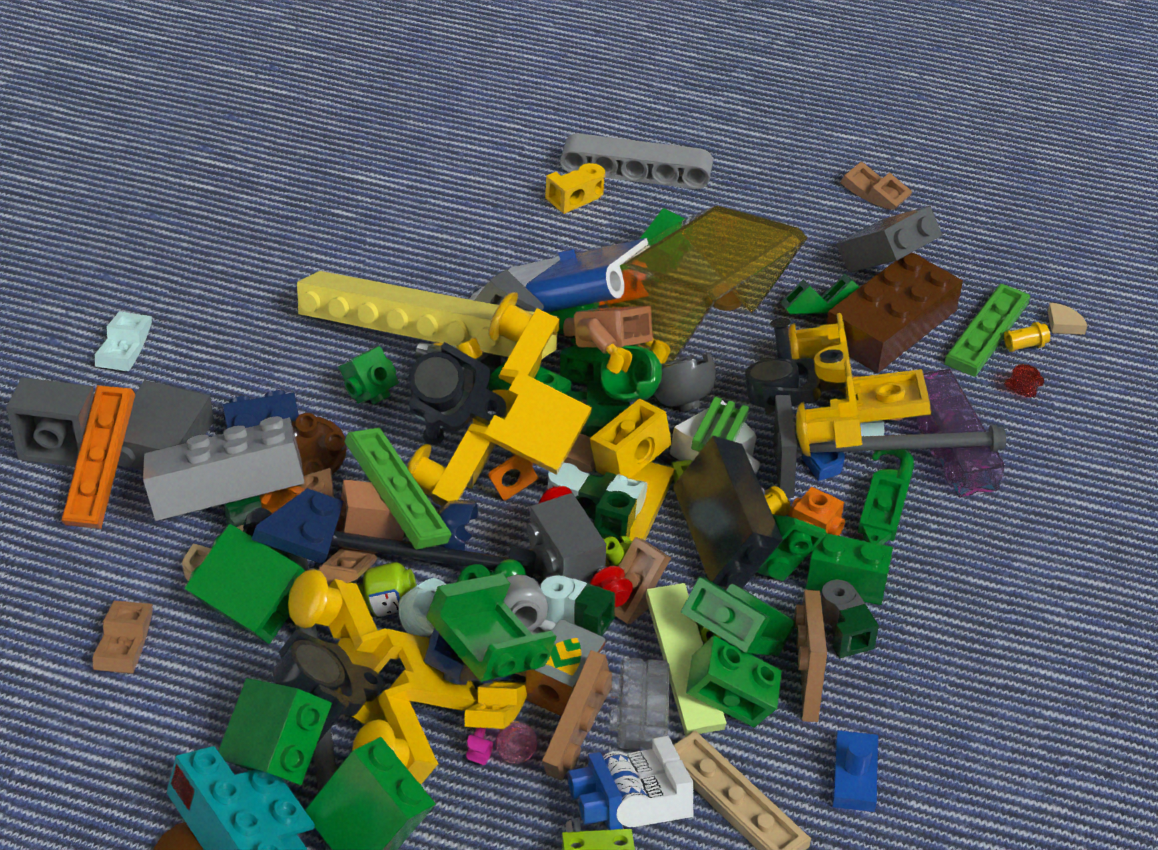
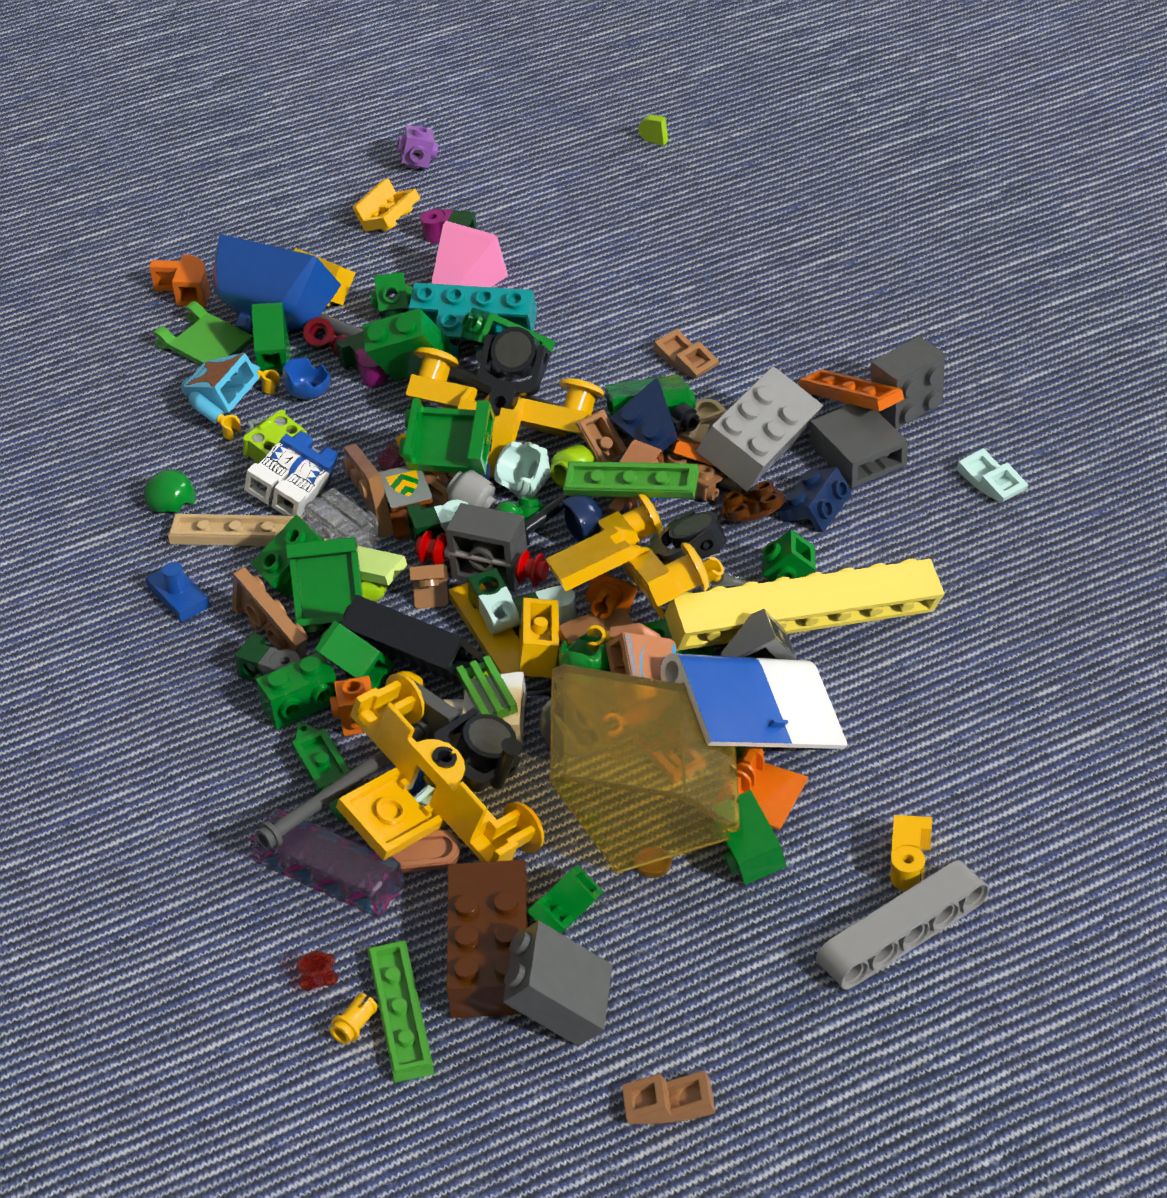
camera: 140 degrees right, 0 degrees up
(615, 550) = (454, 573): lime arm -> none
(1065, 320) = (339, 1076): tan tile -> none

